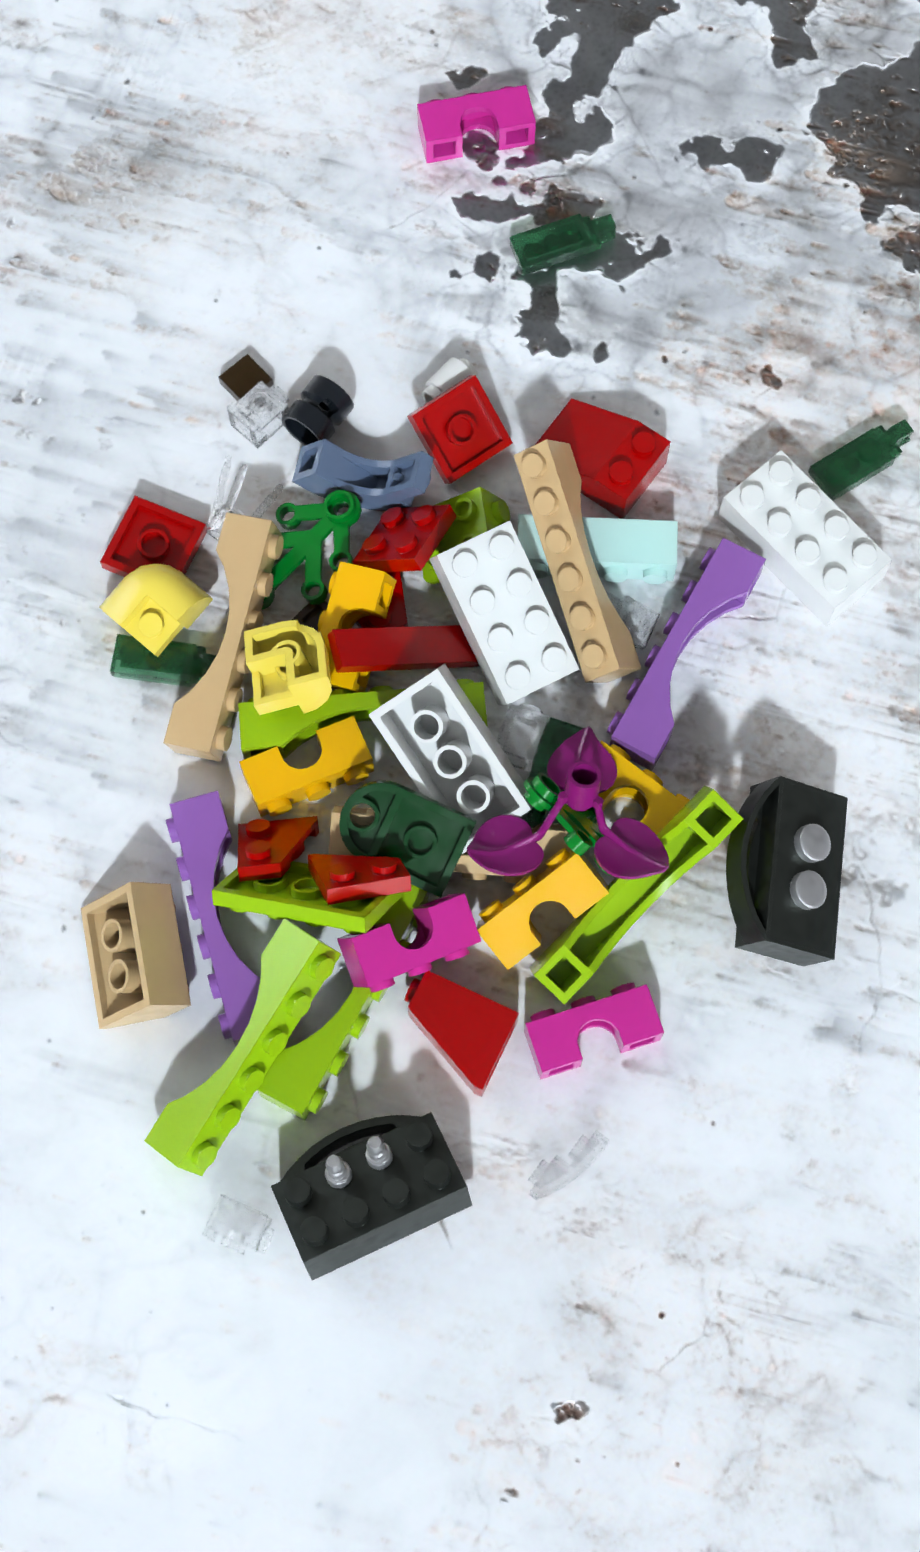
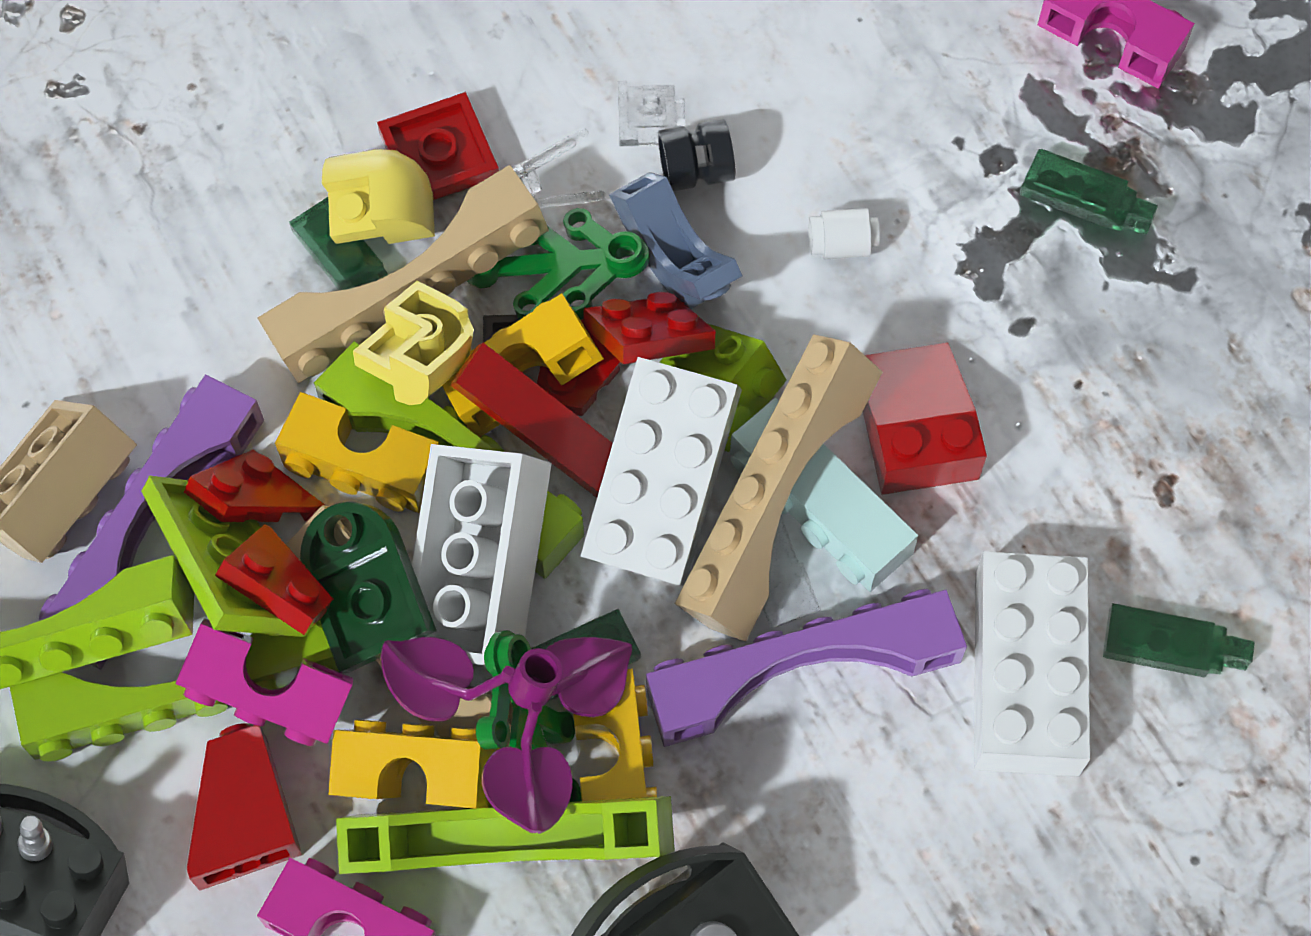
camera: 45 degrees right, 5 degrees down
(243, 377) = (671, 70): dark brown tile -> none
(460, 429) = (806, 278): red plate -> none
(522, 734) = (571, 597): clear brick -> none

